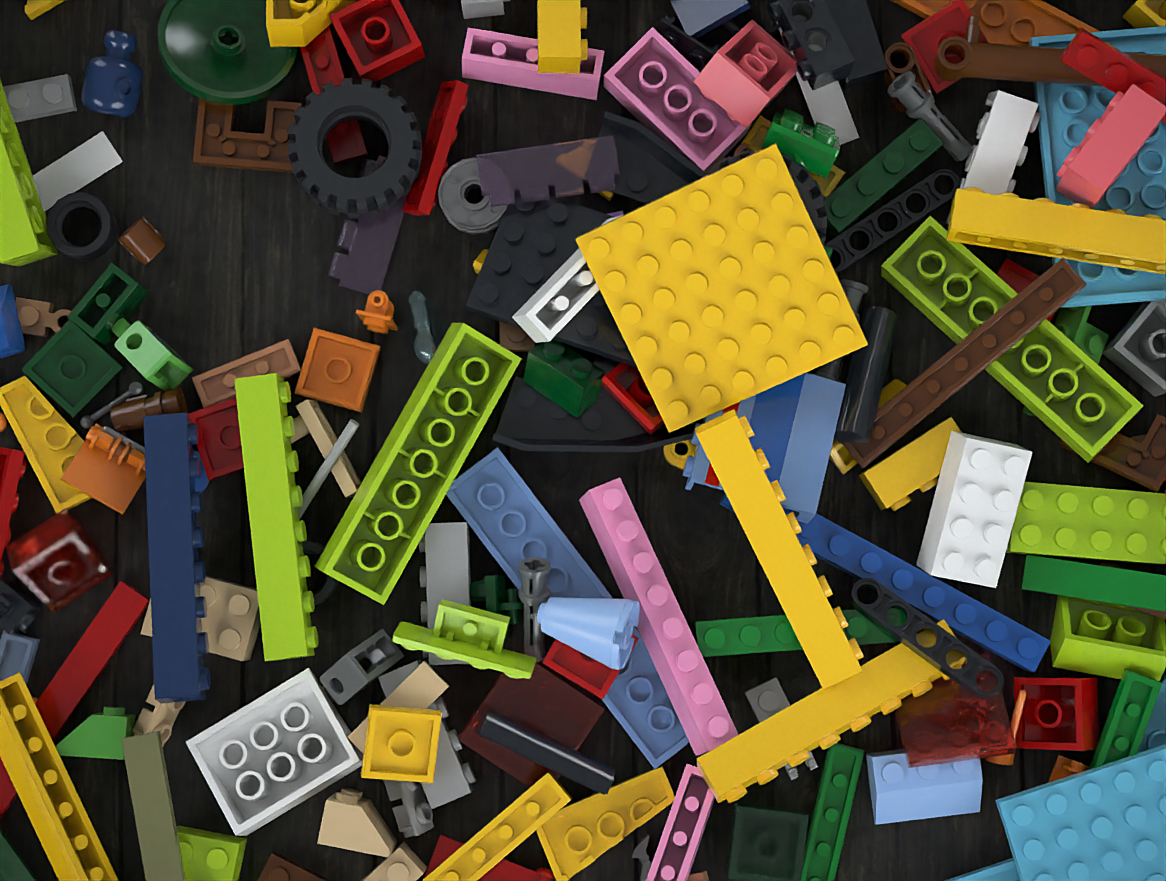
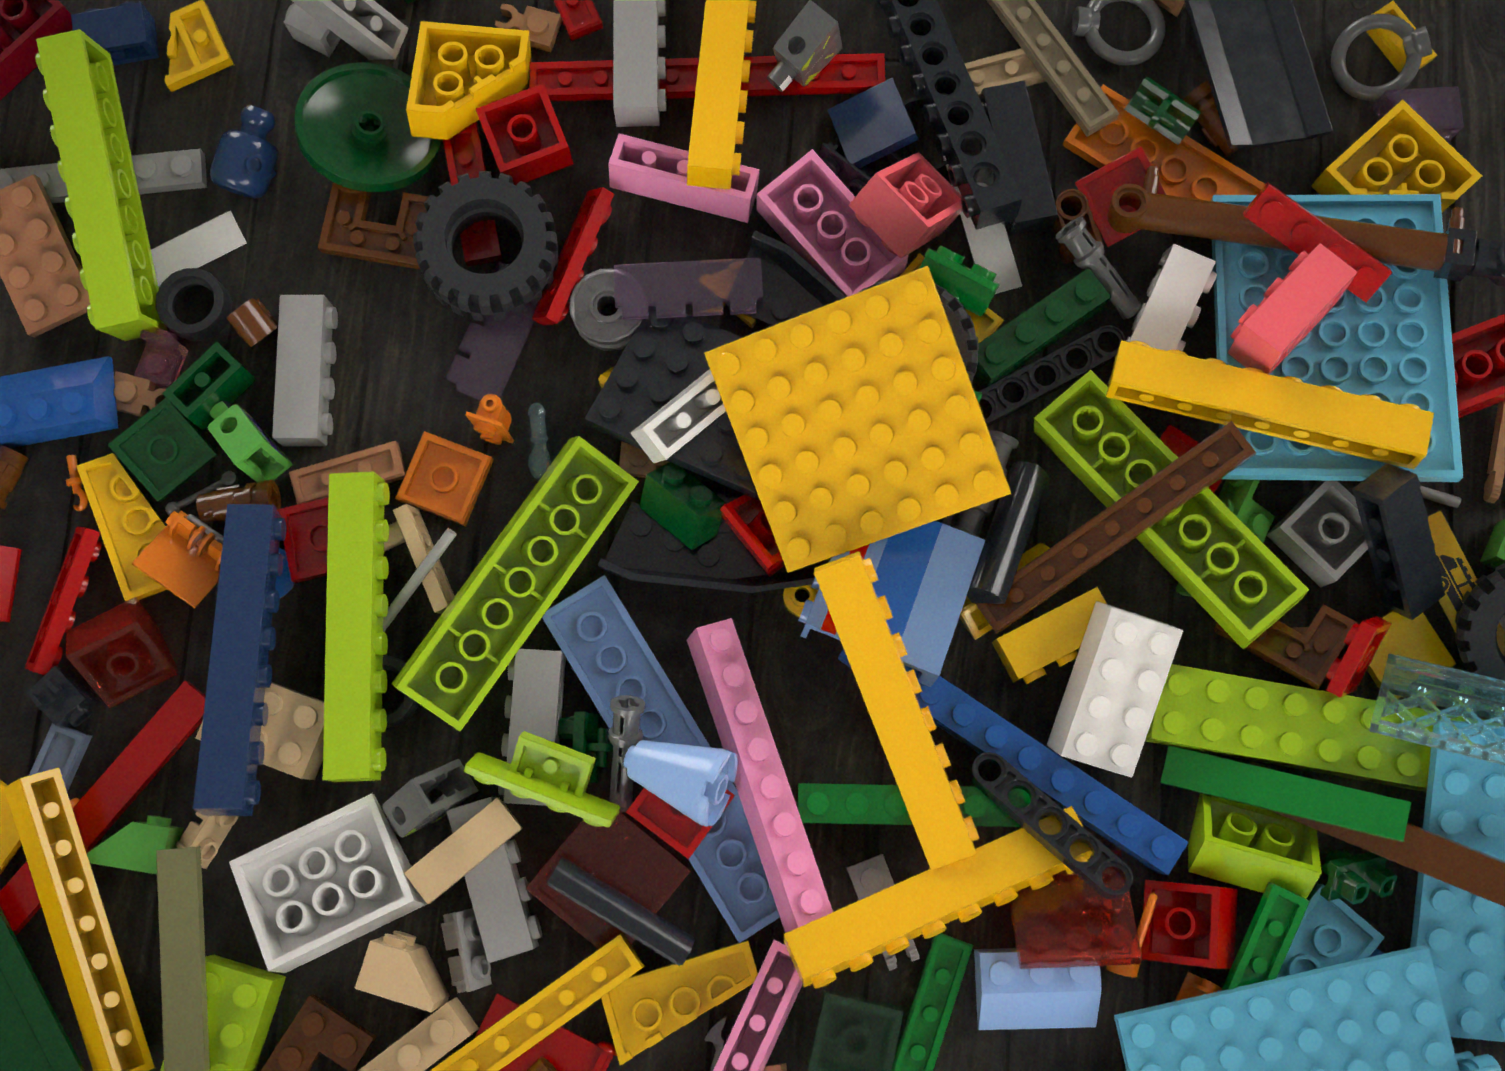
camera: 10 degrees right, 5 degrees down
(57, 281) = (161, 358): none -> clear pink bracket
(194, 280) = (304, 370): none -> light grey brick
(401, 743) = (461, 886): yellow tile -> none

